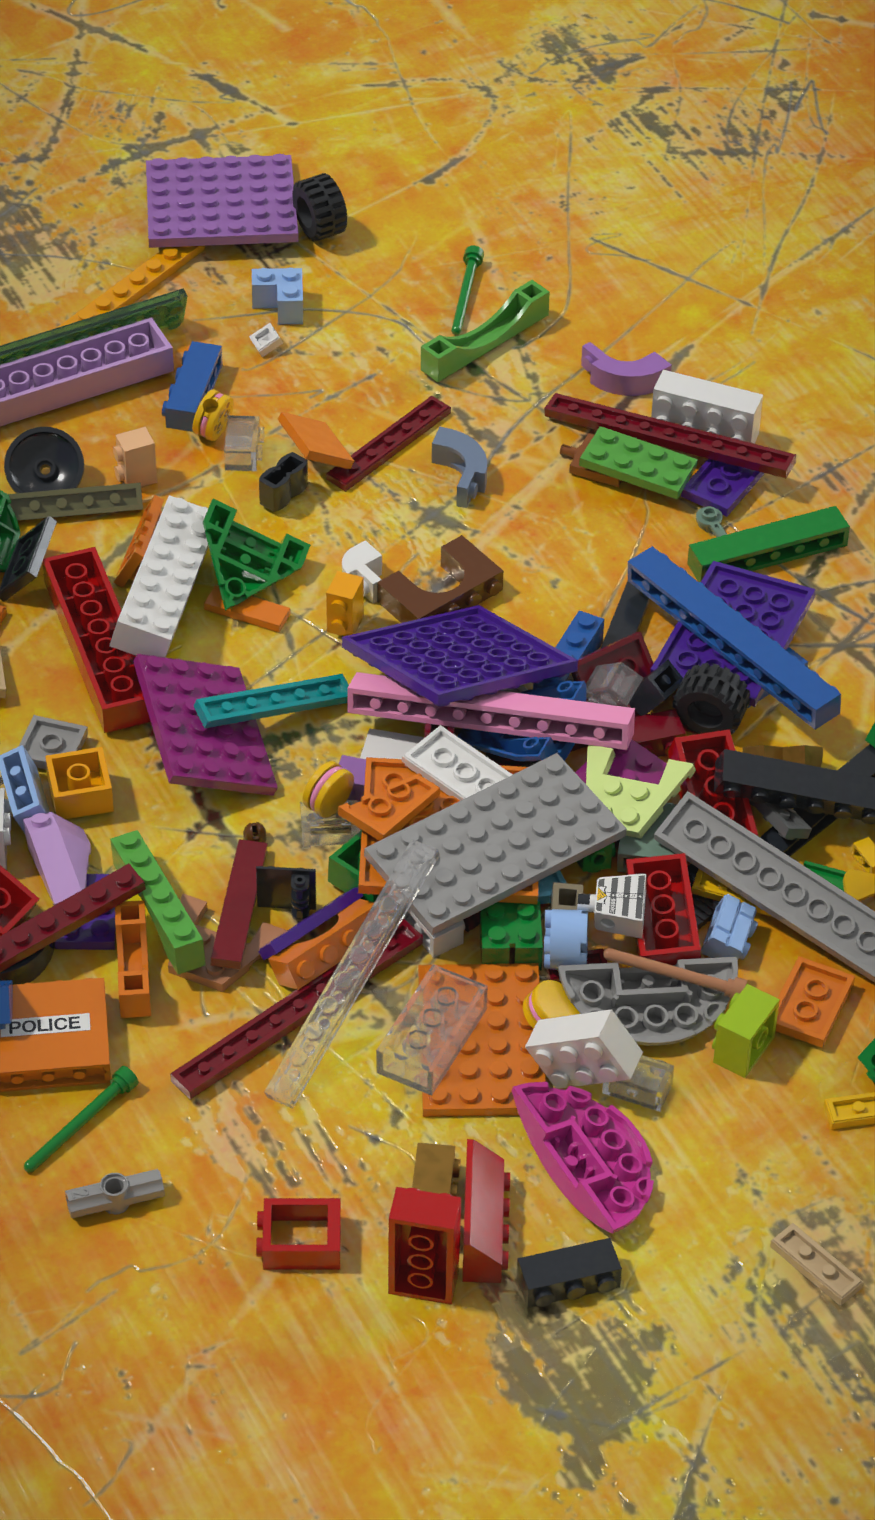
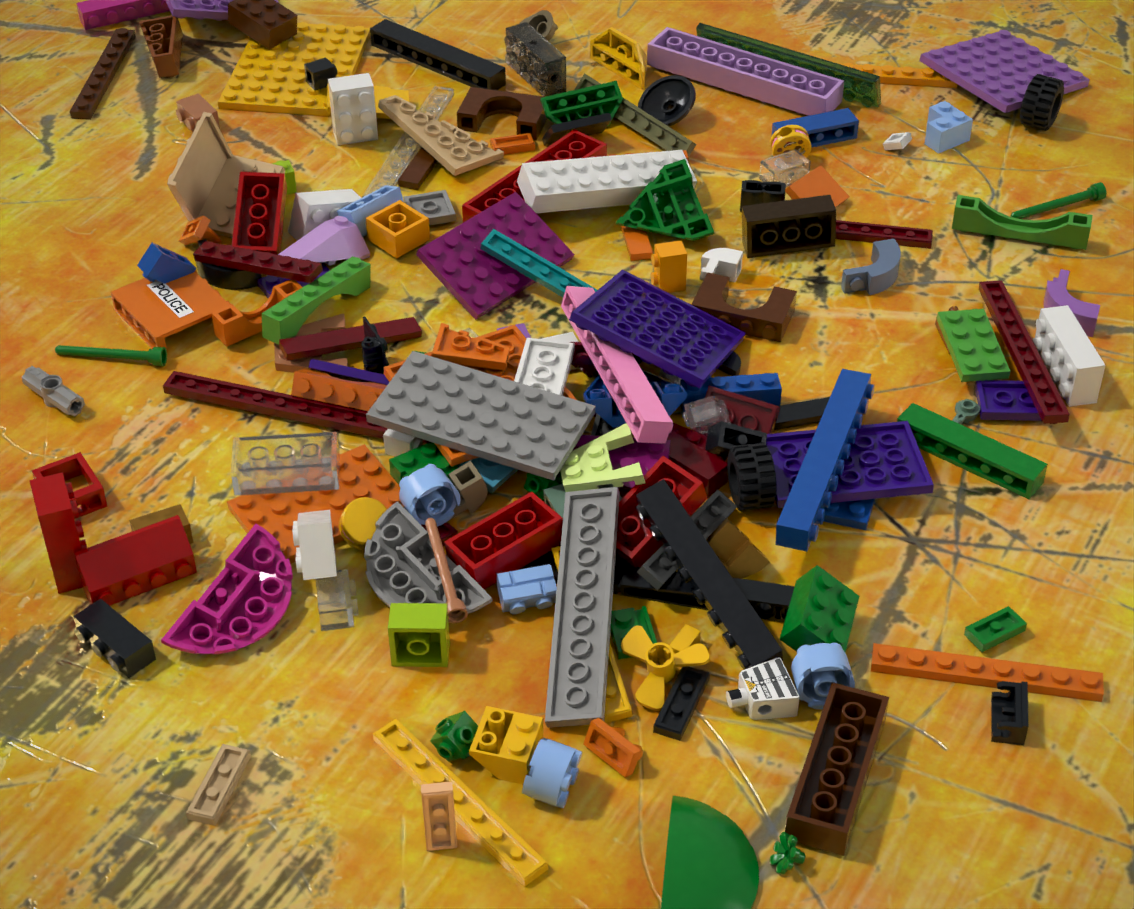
camera: 60 degrees right, 5 degrees down
(135, 457) = (711, 131): light nougat brick -> none
(255, 827) = (428, 323): reddish brown hinge -> none
(328, 789) = (476, 319): yellow head -> none
(351, 974) = (307, 400): clear plate -> none
(357, 487) = (788, 226): none -> dark brown brick
(617, 904) = (476, 502): white torso -> none
(812, 1001) = (494, 668): orange plate -> none

